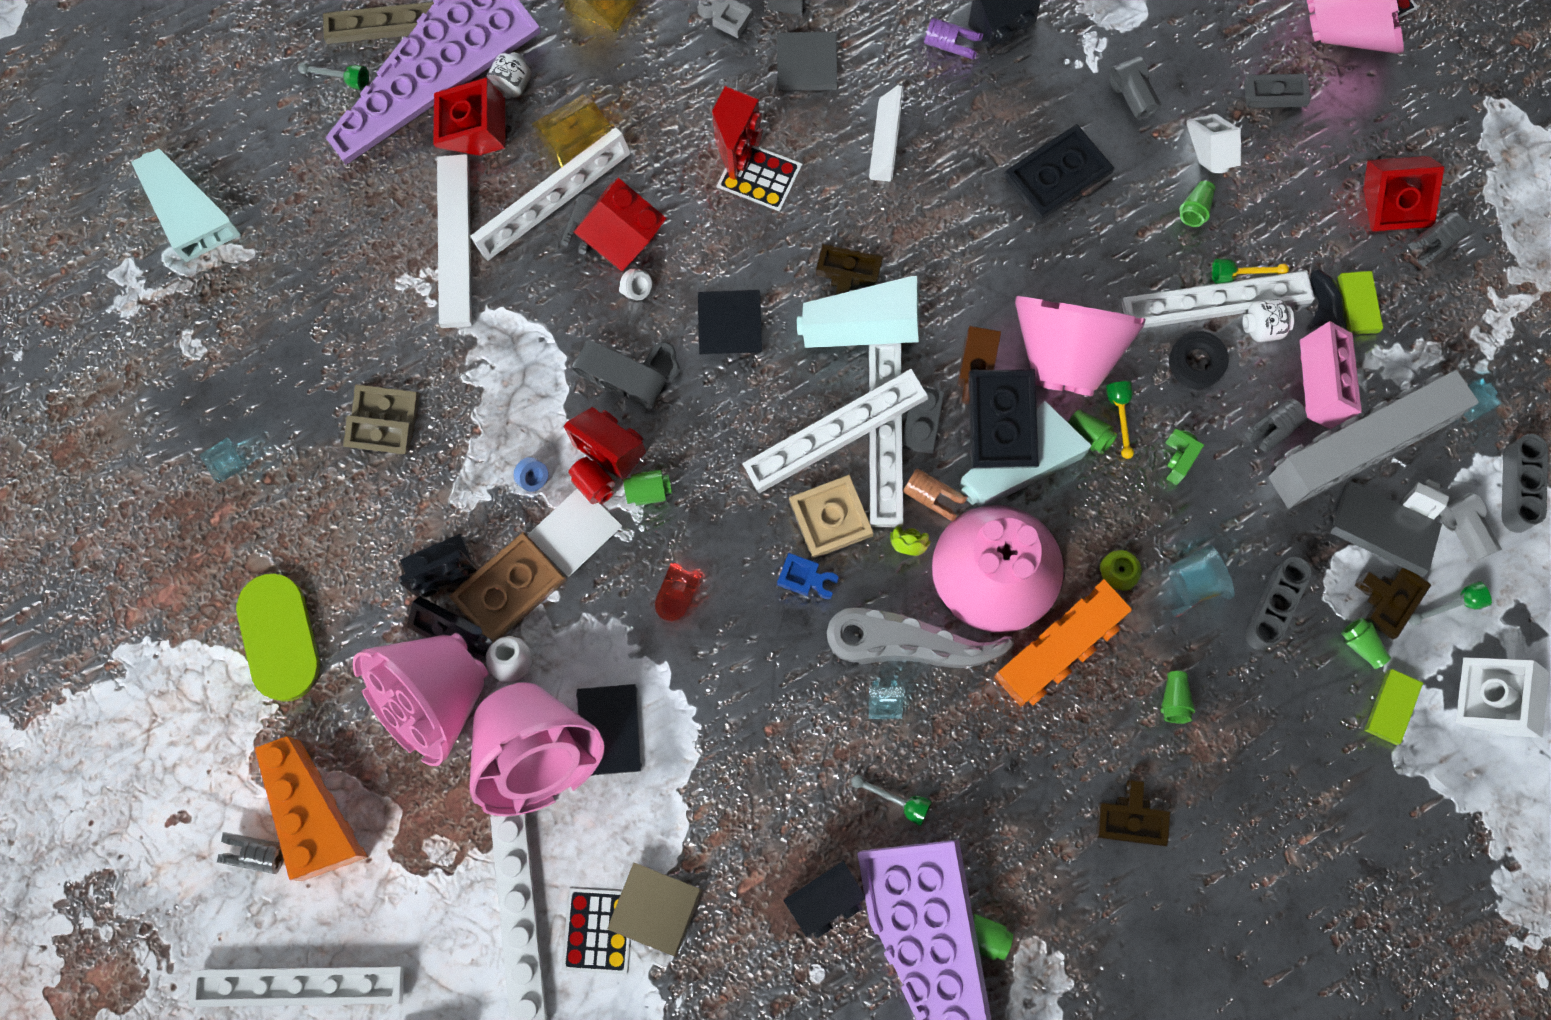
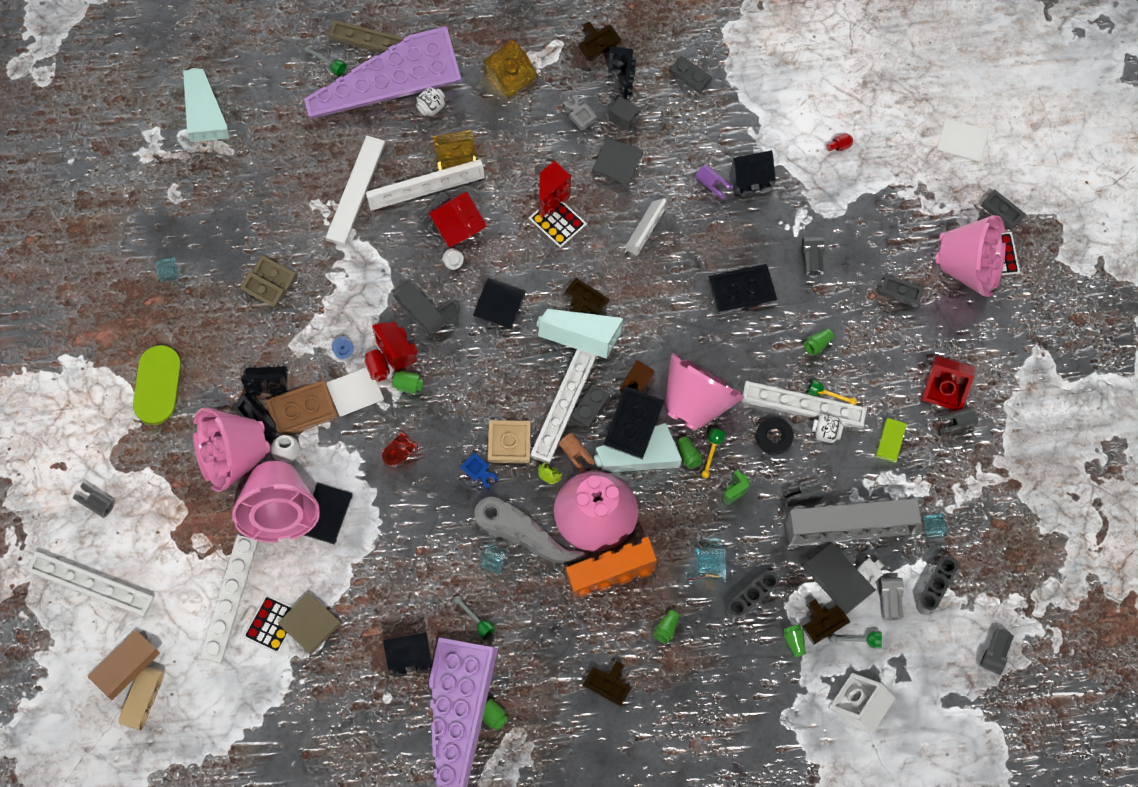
camera: 15 degrees right, 5 degrees down
(304, 812) = (133, 491): orange wedge -> none
(470, 118) = (395, 120): red slope -> none
(835, 431) = (532, 392): white plate -> none
(1121, 580) = (665, 546): lime plate -> none
(1215, 142) = (846, 308): white slope -> none
(1330, 300) = (871, 436): black piece -> none
(1330, 375) = (844, 474): bright pink brick -> none
(1393, 706) = (795, 683): lime tile -> none

